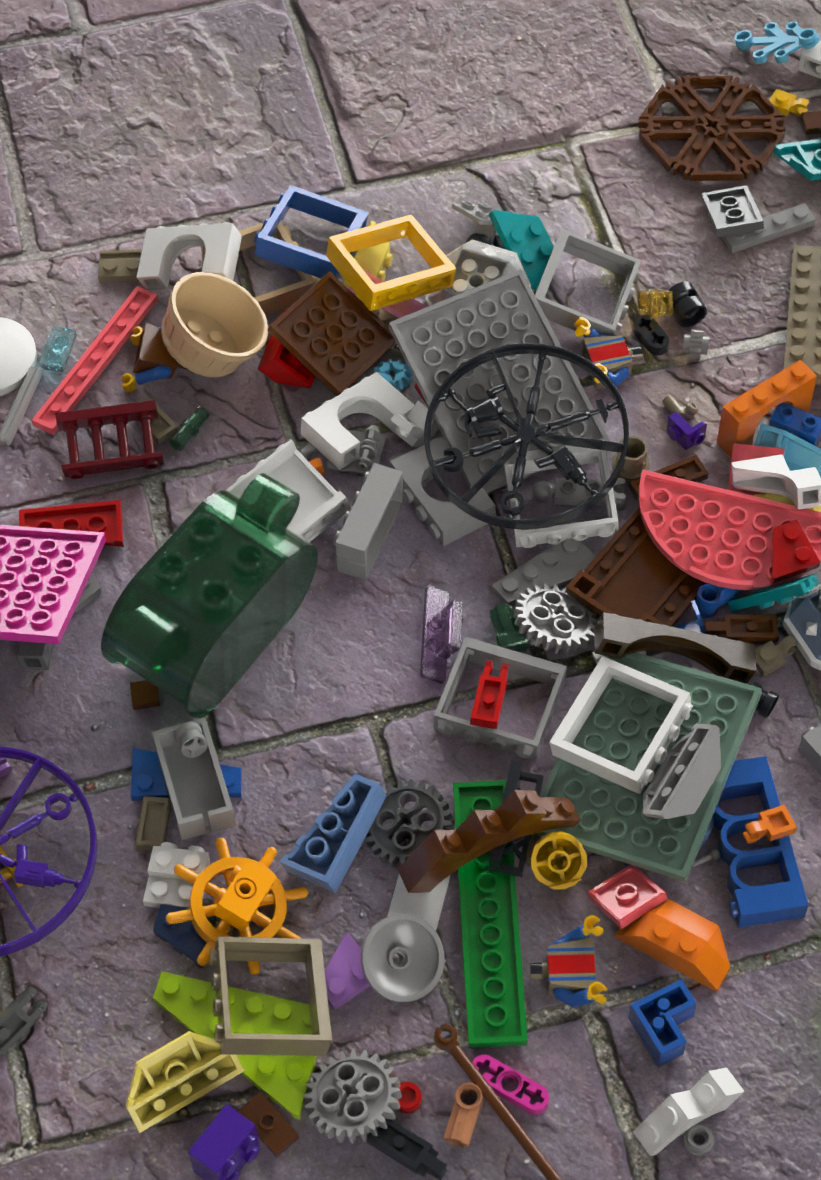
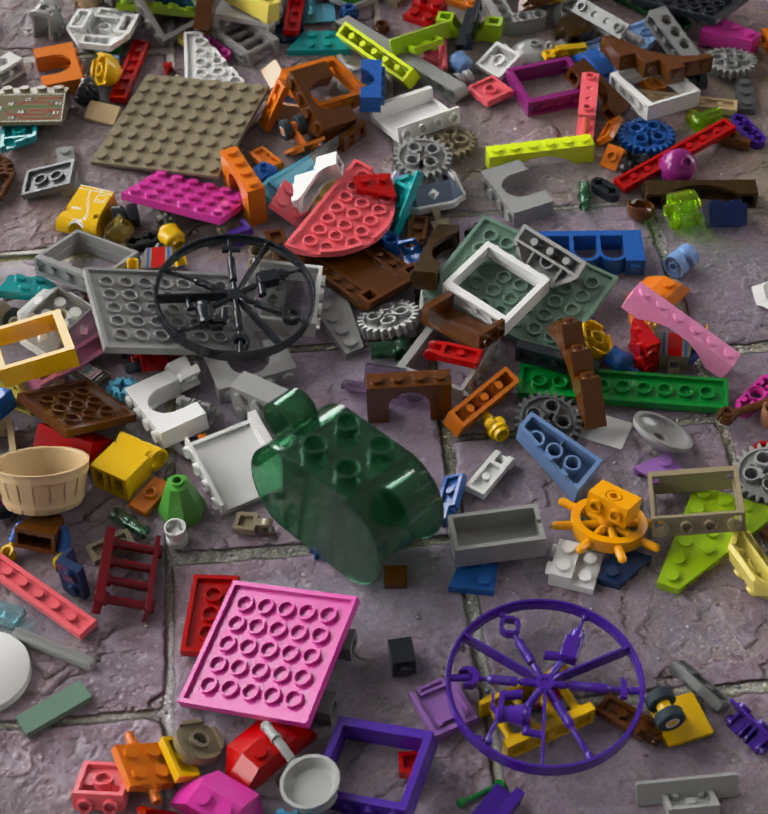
camera: 80 degrees left, 10 degrees down
(26, 714) = (402, 657): none -> black brick
(101, 388) = (72, 575): none -> dark blue bracket
(153, 822) = (520, 580): dark tan tile -> none
(176, 472) = (176, 533): none -> white wheel
(191, 739) = (467, 525): light grey wheel -> none
(218, 465) = (181, 501): none -> bright green cone
(233, 439) = (148, 497): none -> orange plate
(264, 731) = (451, 494): none -> blue hinge
(268, 403) = (126, 465): none -> yellow piece
(311, 769) = (489, 474): none -> white plate
(390, 765) = (495, 427): none -> yellow piece
(405, 639) = (432, 384): none -> reddish brown arch
(423, 741) = (481, 401): none -> orange brick
(533, 902) = (619, 360): none -> blue piece
(547, 695) = (458, 325): none -> reddish brown panel
(551, 922) = (644, 346): none -> red plate
(579, 960) = (713, 352): none -> bright pink arch
(627, 896) = (614, 318): coral plate -> none
(657, 1021) = (718, 311): blue brick -> none
(661, 360) = (171, 236): none -> yellow head
(678, 262) = (87, 211): none -> yellow piece
(730, 350) = (185, 197): none -> dark pink plate
(763, 968) = (681, 260): none -> medium blue wheel
(773, 823) = (585, 231): orange plate -> none

